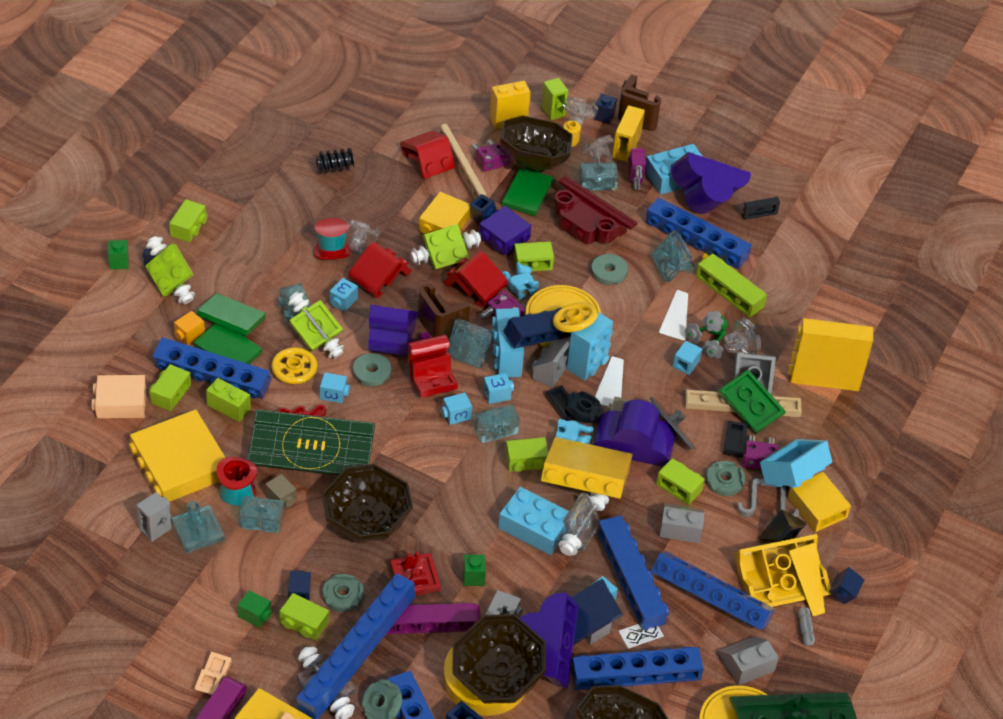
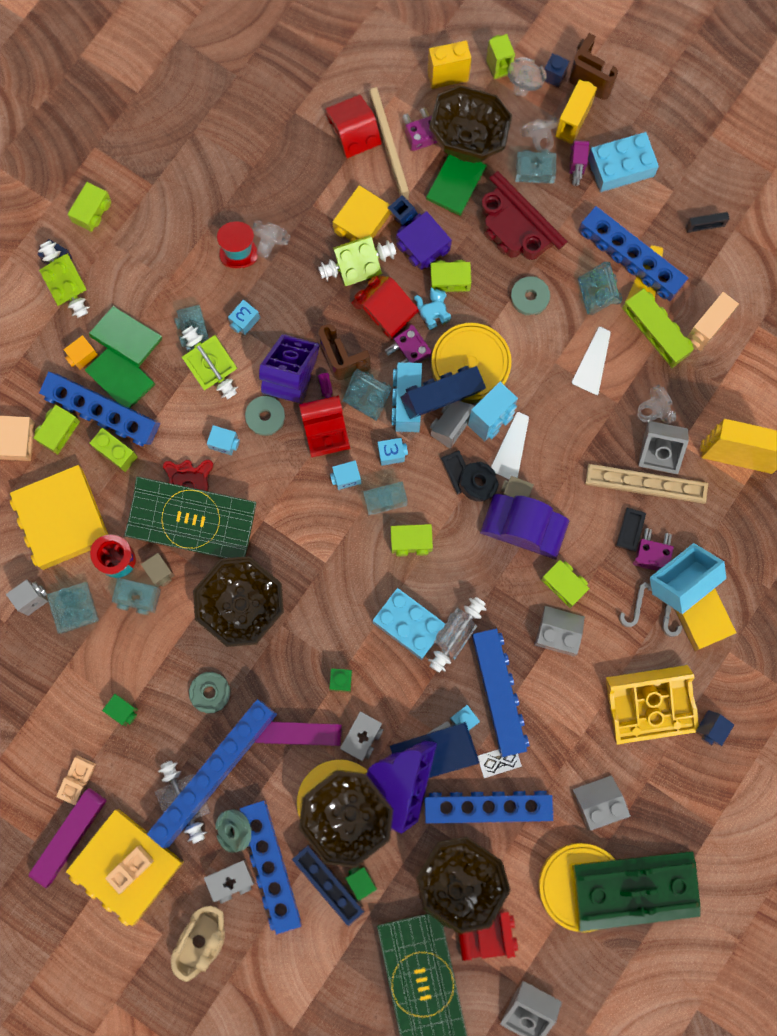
camera: 10 degrees right, 30 degrees up
(118, 254) = (13, 250): green brick -> none
(294, 365) = (199, 398): yellow plate -> none
(300, 584) = (166, 686): dark blue brick -> none
(304, 617) = (168, 723): lime brick -> none
(334, 160) = (250, 132): black piece -> none
(376, 268) = (284, 286): red piece -> none
(419, 570) = (282, 680): red plate -> none
(571, 430) = (459, 518): medium azure animal -> none
(575, 129) = (514, 103): yellow brick -> none
(575, 316) = (483, 403): yellow plate -> none
(587, 467) = (469, 570): yellow brick -> none
(673, 420) = (566, 509): dark grey shield -> none
(687, 357) = (596, 423): medium azure brick -> none
(707, 181) = (653, 195): dark purple brick -> none
(713, 590) = (578, 725): blue brick -> none
(716, 324) = (630, 387): light grey plant -> none
(725, 487) = (608, 590): sand green tile -> none
(751, 402) = (655, 487): green tile -> none
(780, 273) = (712, 321): none -> light nougat brick
(783, 527) = (660, 656): black slope -> none
(806, 626) = (666, 768): light grey axle -> none
(807, 568) = (677, 706): yellow sticker -> none

